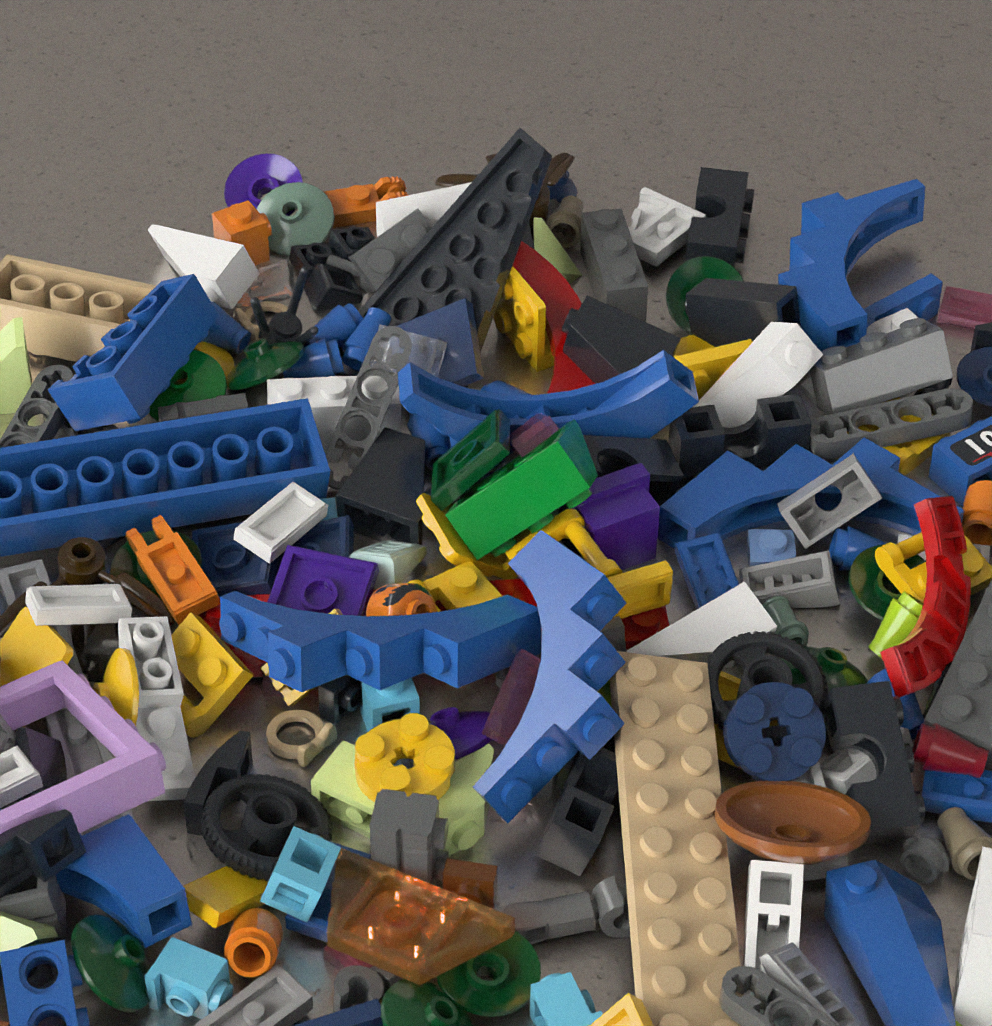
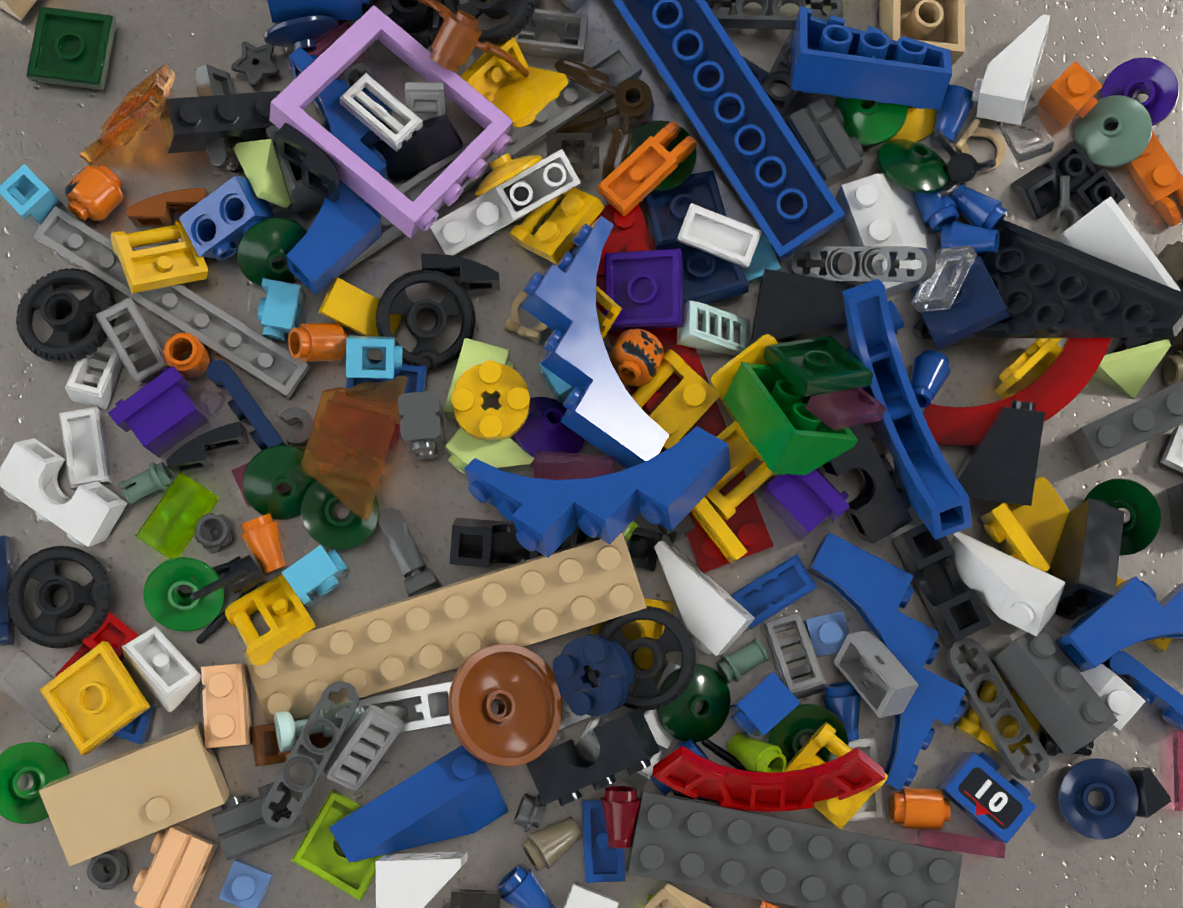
camera: 70 degrees right, 35 degrees up
(77, 604) = (576, 113): white tile -> none
(386, 252) = (1071, 227): dark grey plate -> none
(472, 881) = (410, 479): reddish brown plate -> none
(843, 598) = (763, 706): none -> blue brick

